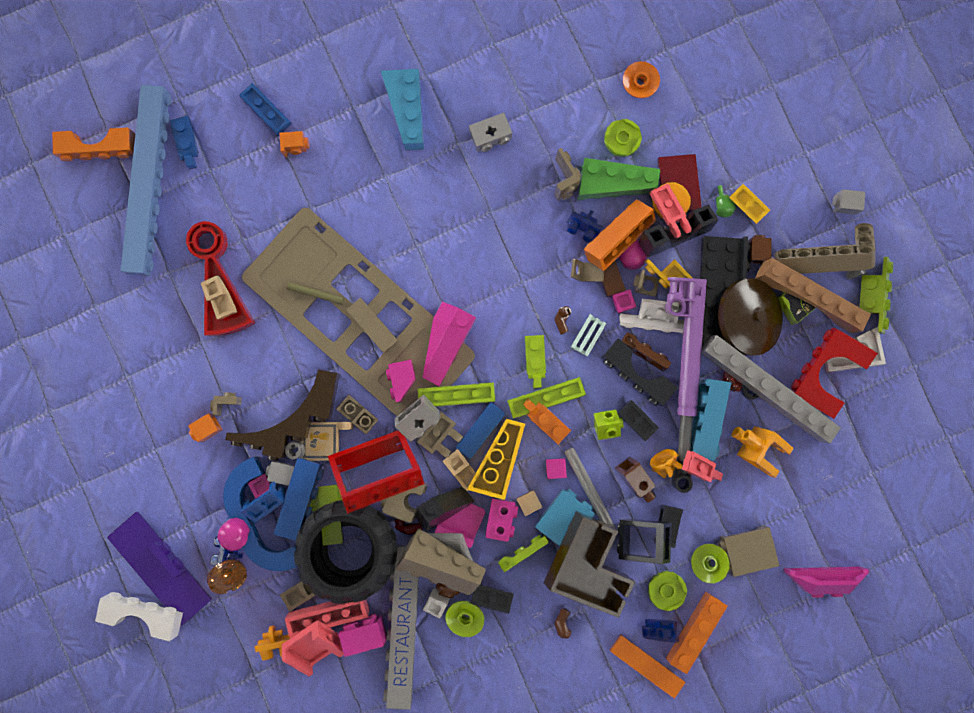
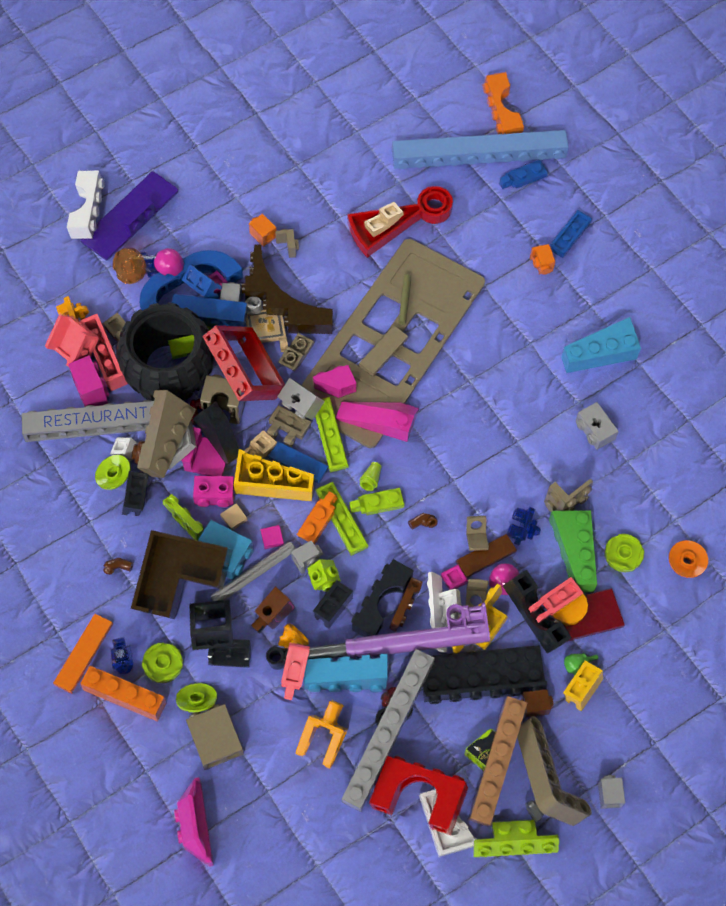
camera: 80 degrees right, 20 degrees down
(508, 361) = (371, 477): none -> lime cone
(583, 438) = (306, 555): none -> light grey brick
(596, 321) = (411, 540): light aqua tile -> none
(620, 234) = (520, 556): orange brick -> none
(750, 316) = (461, 698): dark brown dish -> none

